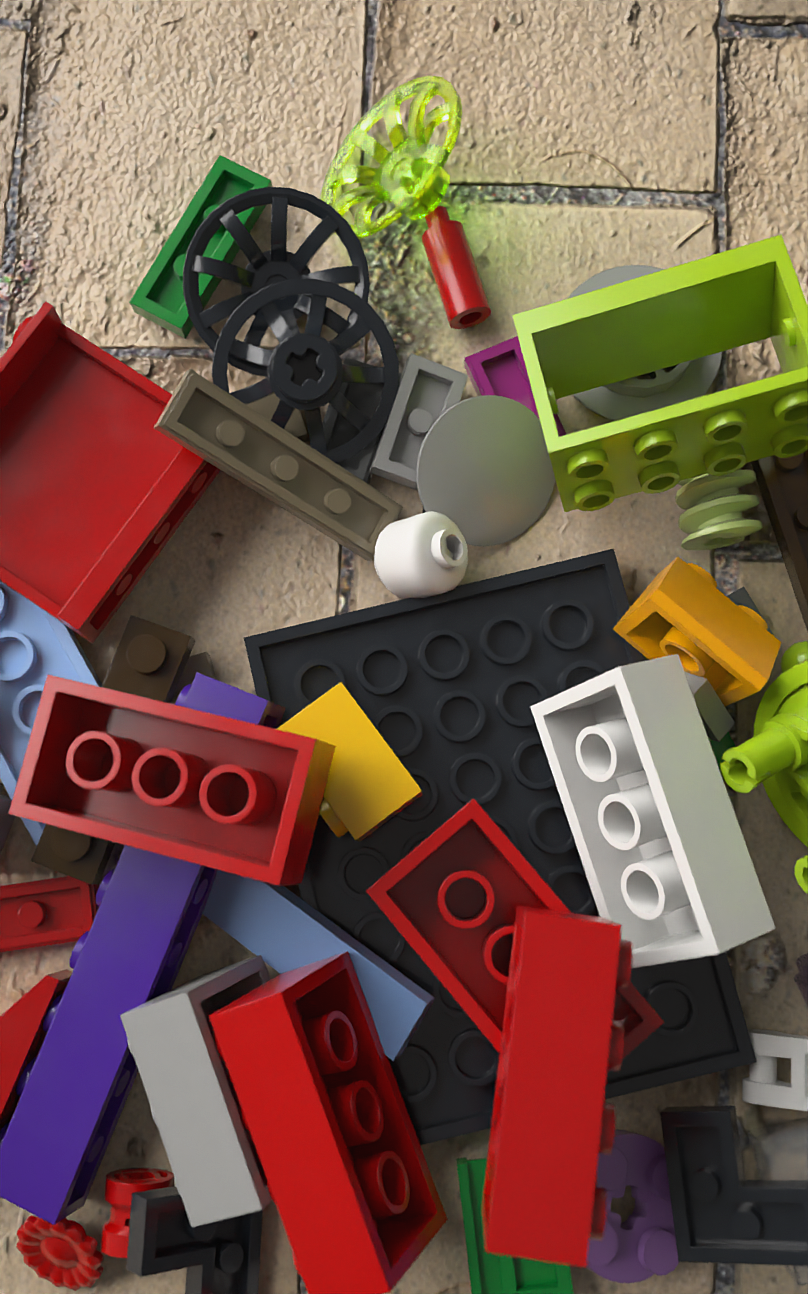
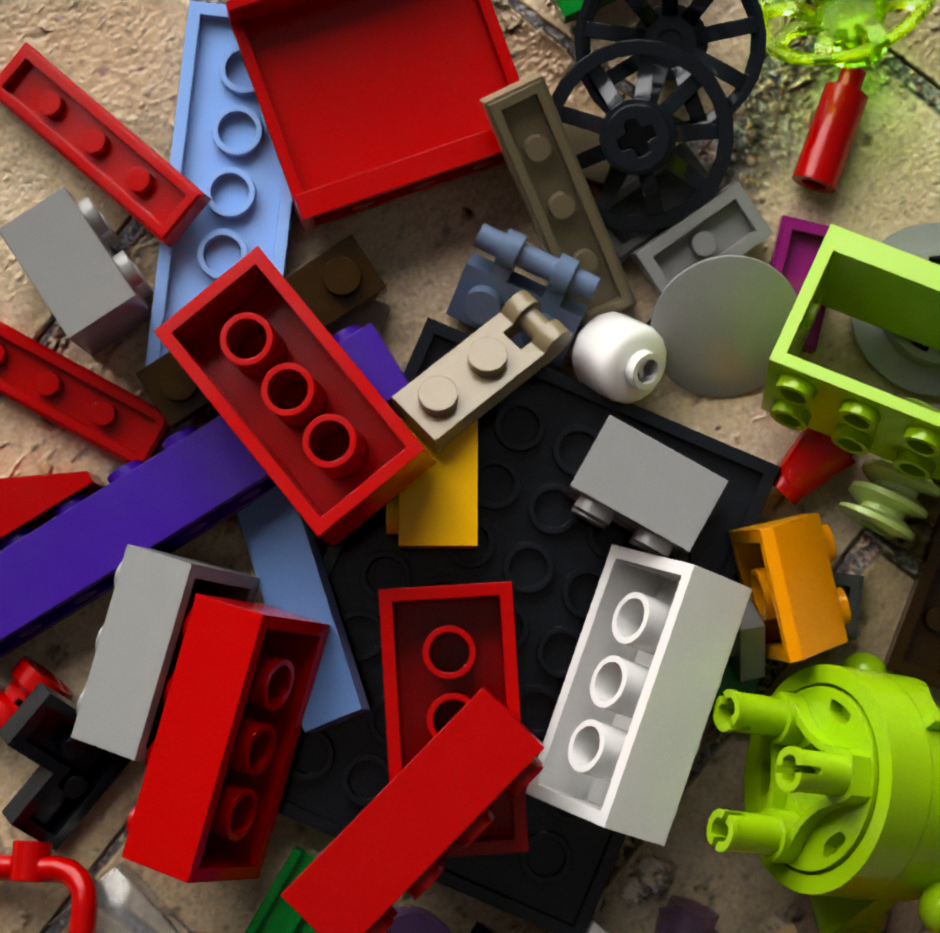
camera: 30 degrees right, 5 degrees up
(307, 578) = (490, 284): none -> sand blue plate
(316, 646) = (480, 371): none -> plate
(525, 640) = (644, 490): none -> light grey brick
(634, 528) = (810, 464): none -> red cone

